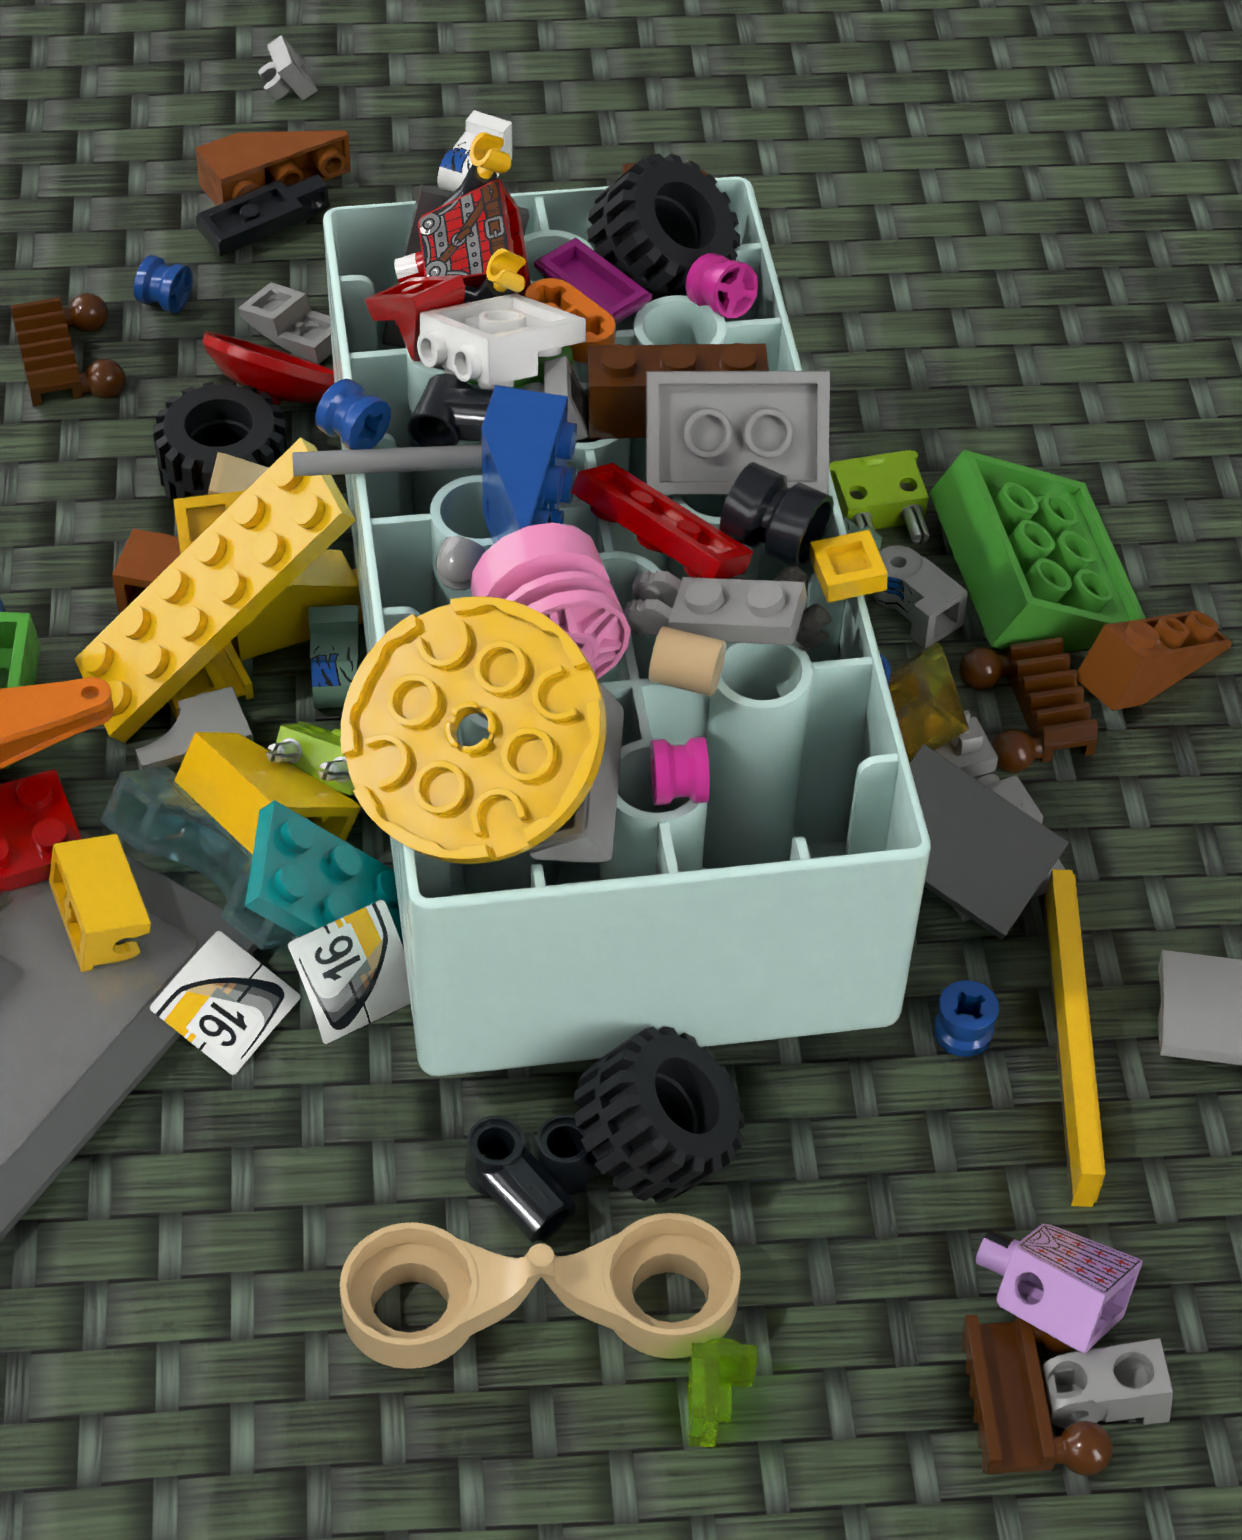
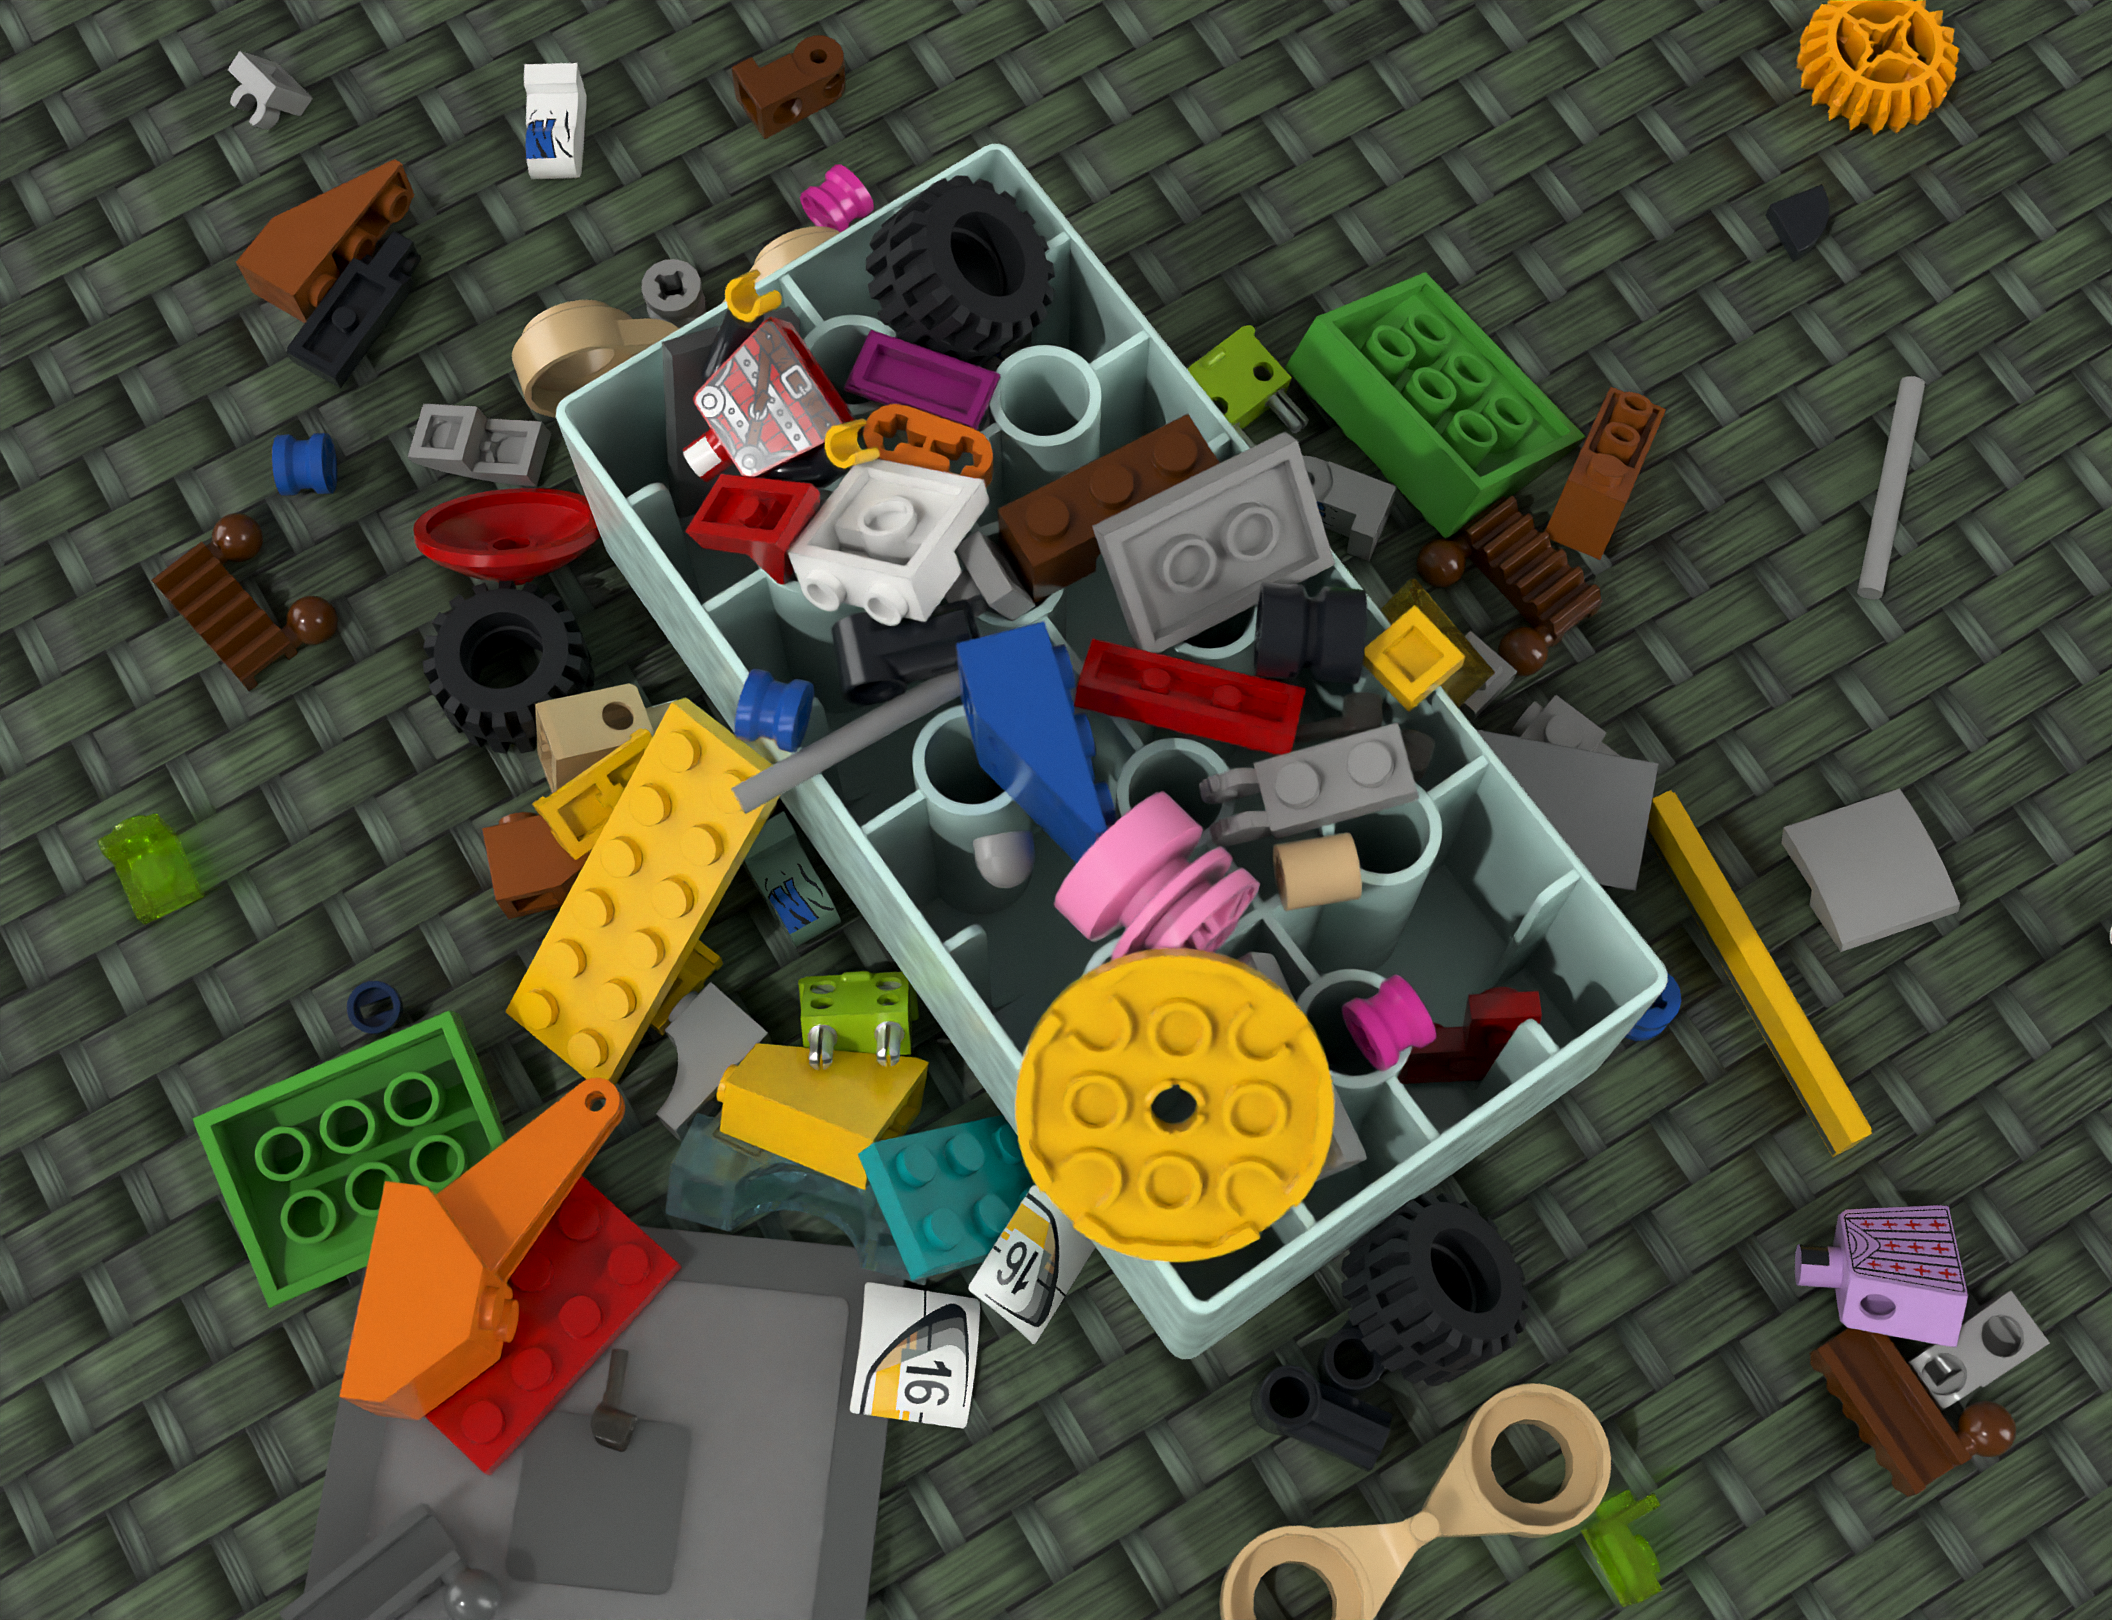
camera: 25 degrees left, 20 degrees up
(97, 900) = (726, 1315): yellow hinge -> none
(722, 284) = (1067, 323): dark pink wheel -> none

